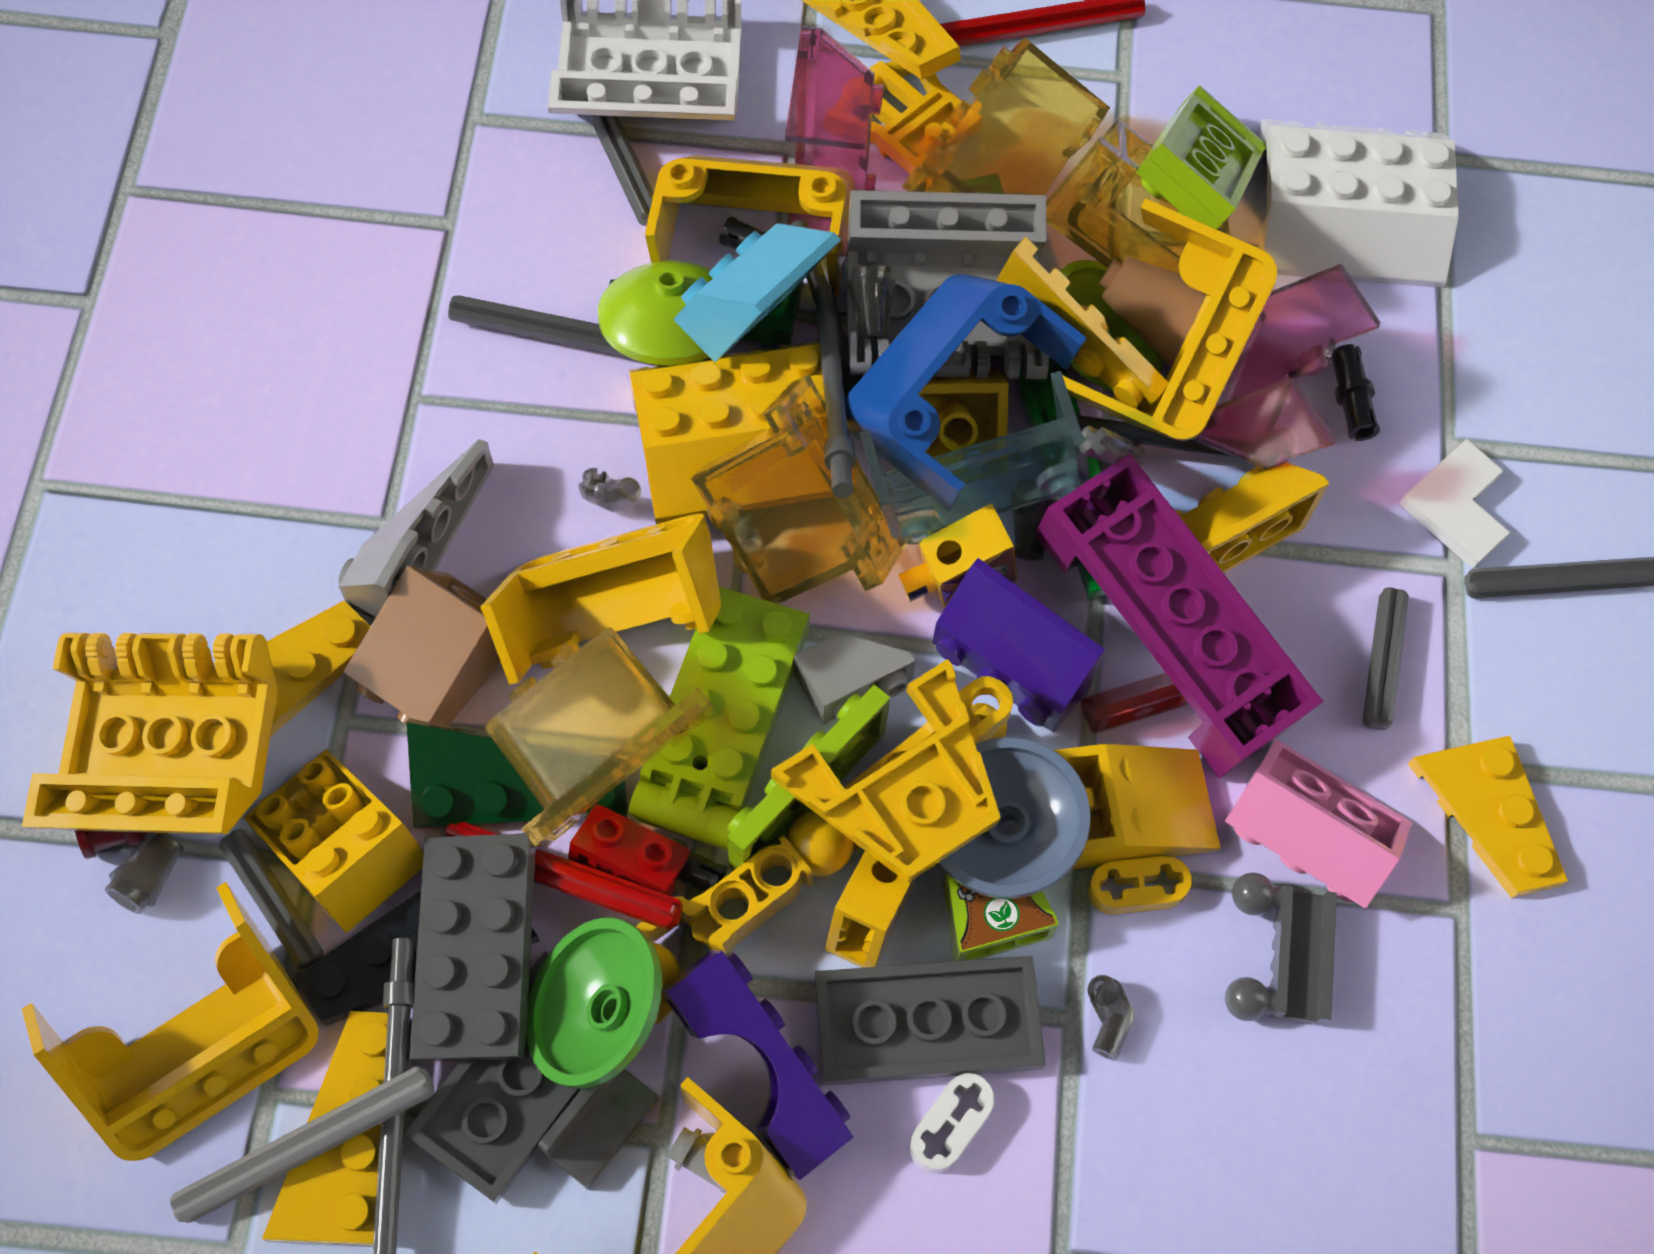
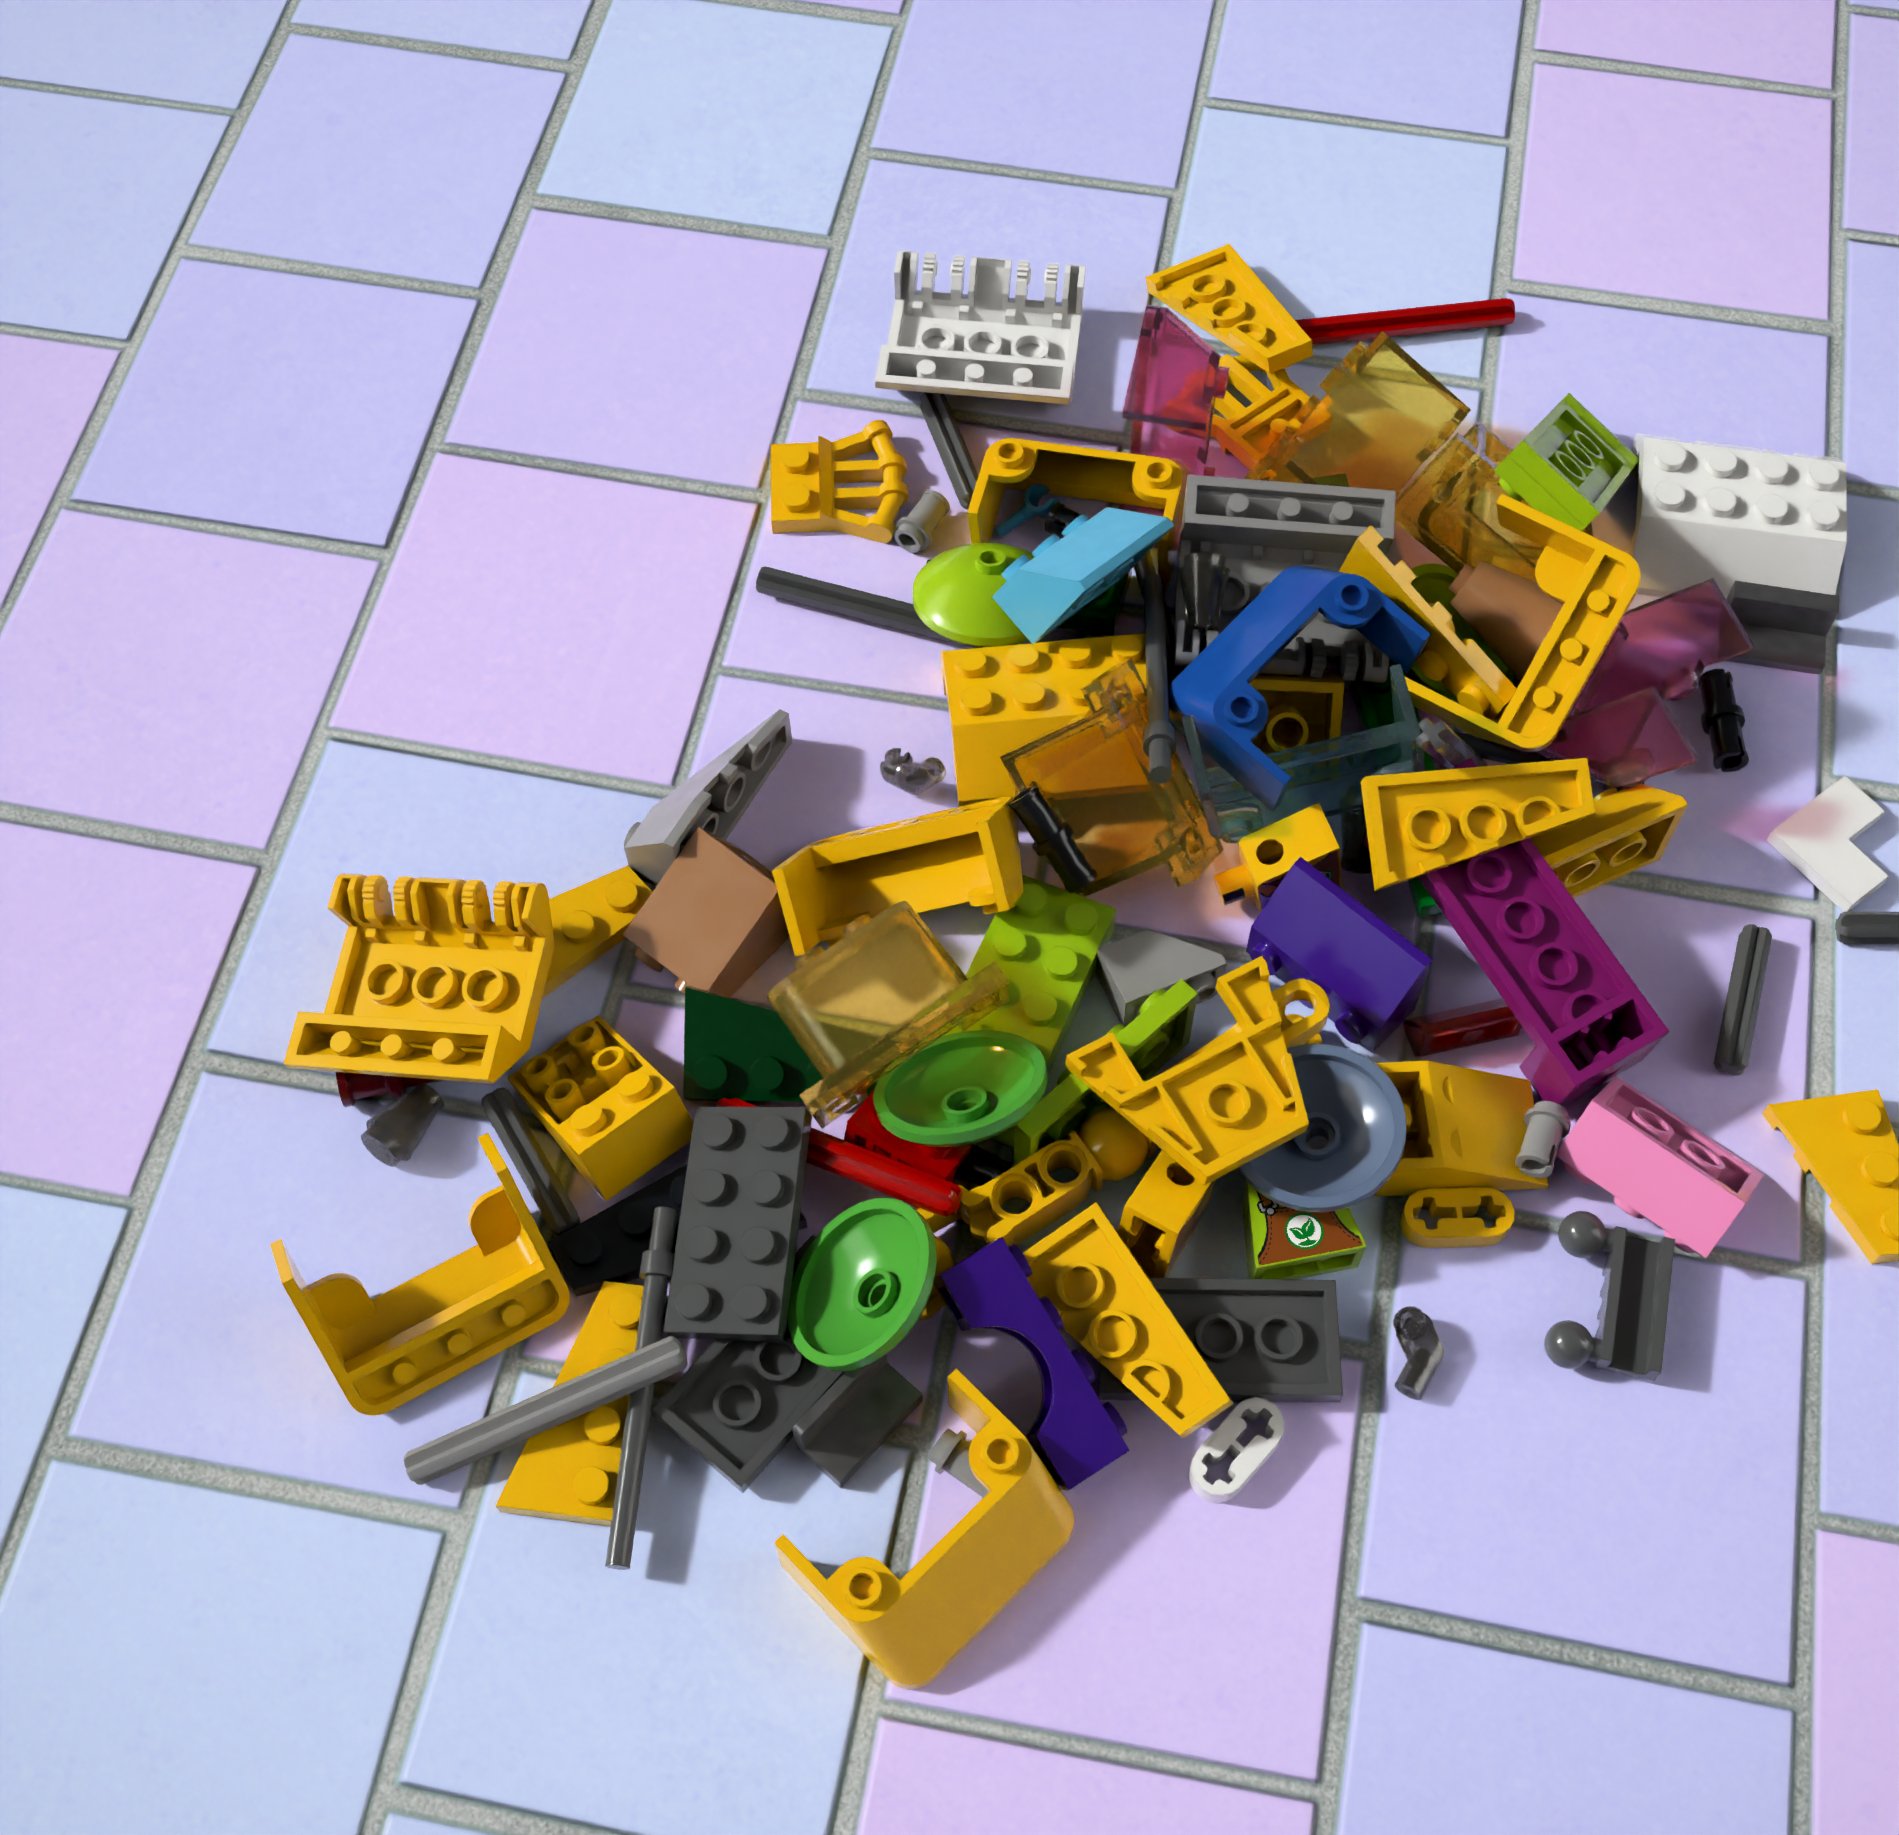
camera: 10 degrees right, 5 degrees down
(490, 202) = (806, 478): none -> yellow plate
(597, 250) = (916, 529): none -> light grey pin
(676, 807) = (962, 1089): none -> bright green dish
(703, 224) = (1028, 510): none -> dark azure hand
(745, 553) = (1052, 839): none -> black pin
(840, 1012) = (1124, 1320): none -> yellow wing
(1118, 510) = (1456, 814): none -> yellow wing
(1215, 796) = (1545, 1127): none -> light grey pin
(1405, 298) = (1784, 625): none -> flat silver panel

